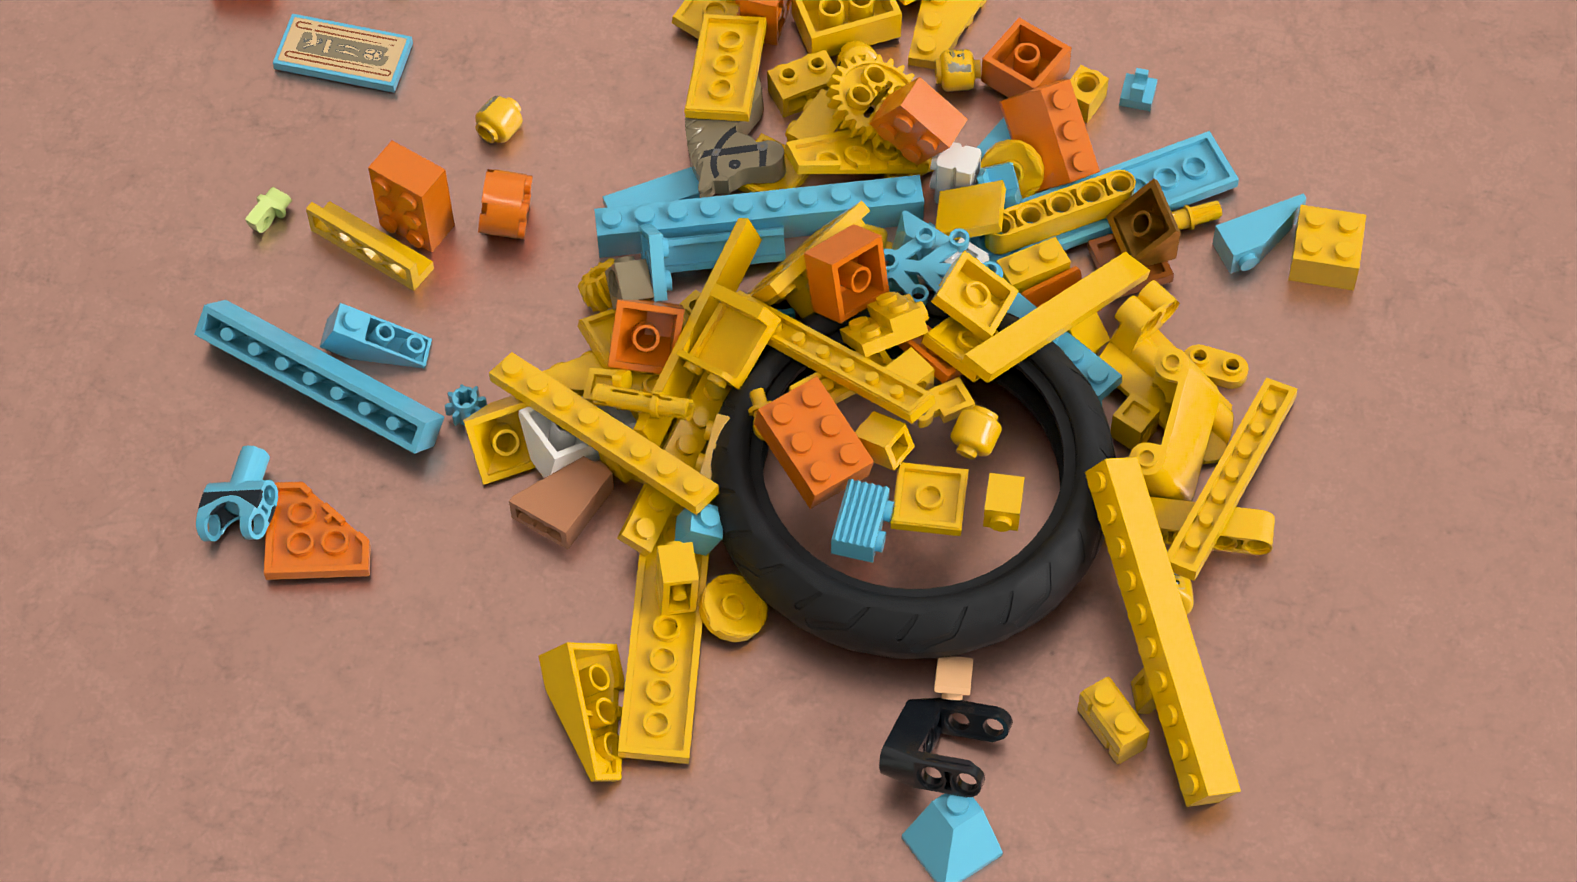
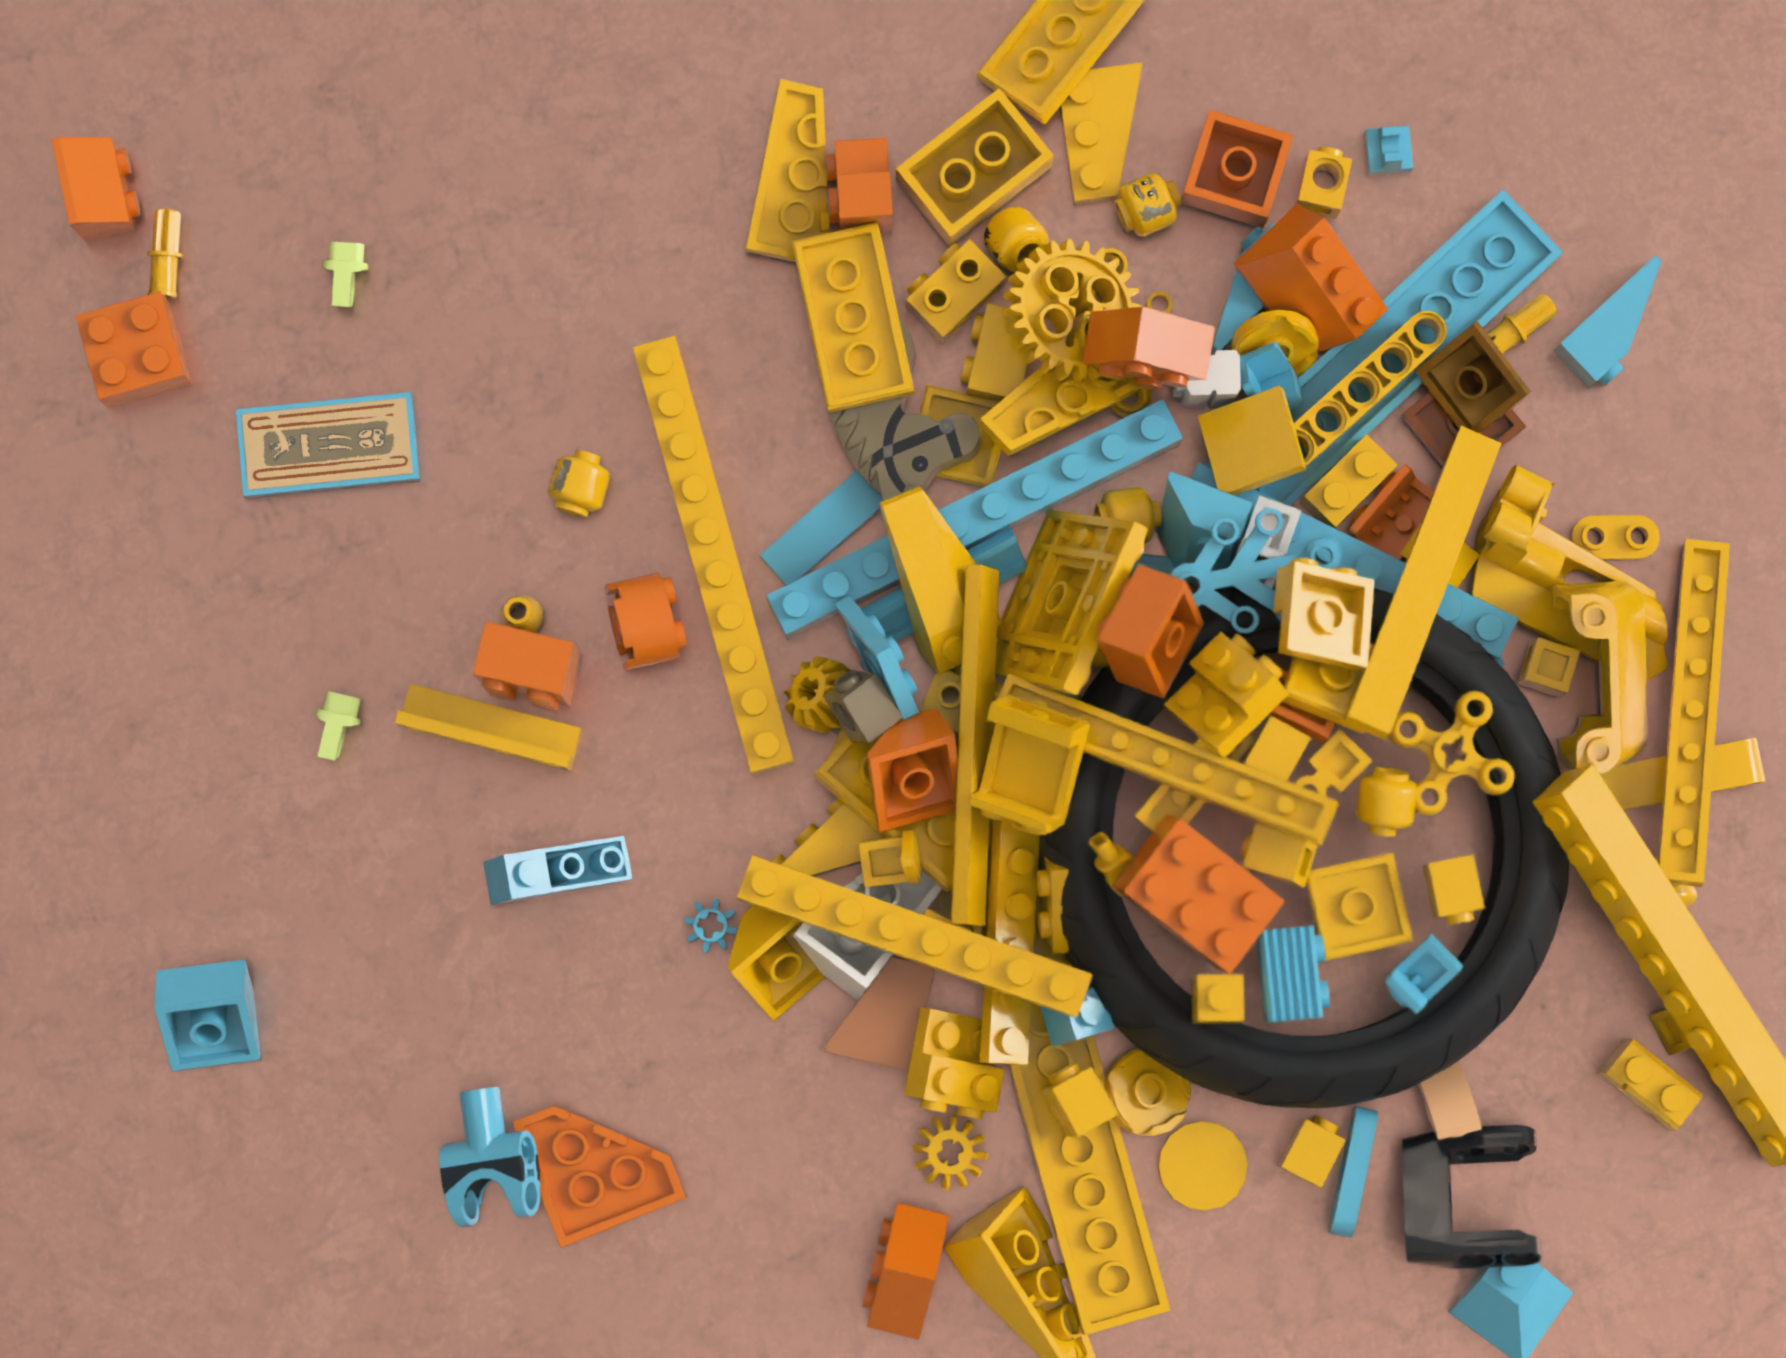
camera: 25 degrees left, 25 degrees up
(92, 353) = (207, 1015): none -> medium azure slope
(319, 376) = (510, 952): medium azure brick -> none
(501, 663) = (905, 1270): none -> orange brick
(569, 189) = (713, 556): none -> yellow brick
(580, 611) = (935, 1146): none -> yellow gear
(593, 543) = (948, 1066): none -> yellow plate
(656, 404) = (955, 887): yellow pin -> none
(712, 218) = (931, 575): none -> yellow wedge
(754, 674) = (1202, 1165): none -> yellow tile
(801, 518) = (1217, 999): none -> yellow brick
(839, 686) = (1312, 1150): none -> yellow brick
(864, 711) = (1353, 1172): none -> medium azure beam
(959, 551) = (1422, 974): none -> medium azure bracket
(1034, 417) = (1470, 764): none -> yellow gear
(1327, 247) = (1705, 319): yellow brick -> none

